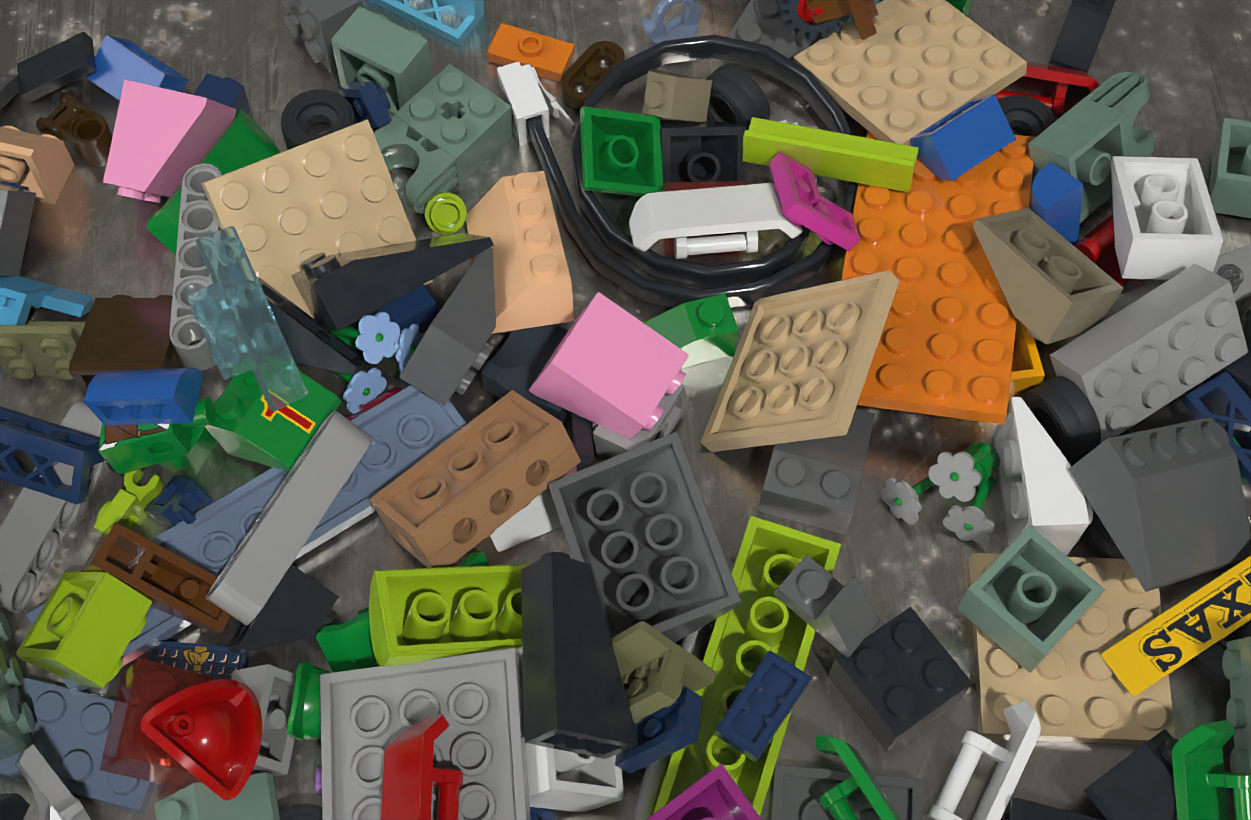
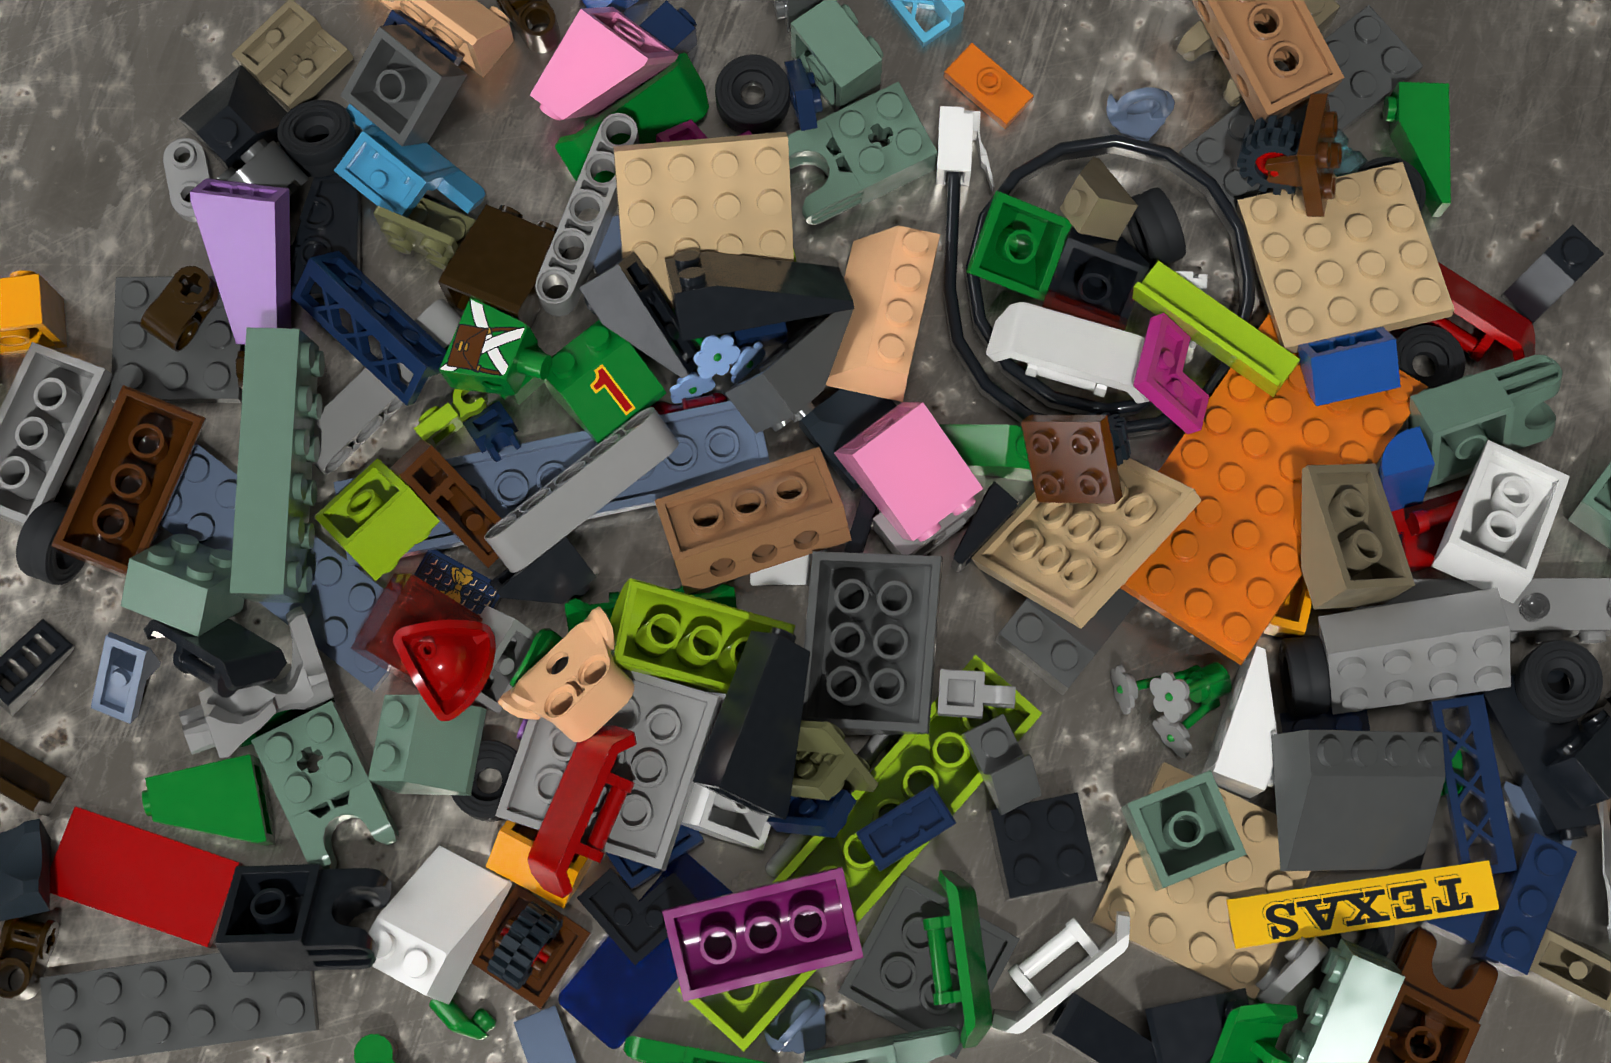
camera: 25 degrees right, 15 degrees up
(144, 396) = (494, 337): blue brick -> none
(241, 322) = (601, 299): clear light blue bracket -> none
(371, 701) = (581, 694): none -> light nougat piece
(445, 212) = (835, 233): lime plate -> none
(587, 73) = (1034, 136): dark brown plate -> none
(702, 393) = (991, 514): none -> black slope
(760, 298) = (1076, 456): none -> reddish brown plate
(762, 552) = (964, 694): none -> light grey plate
(1204, 679) = (1302, 960): none -> light grey plate

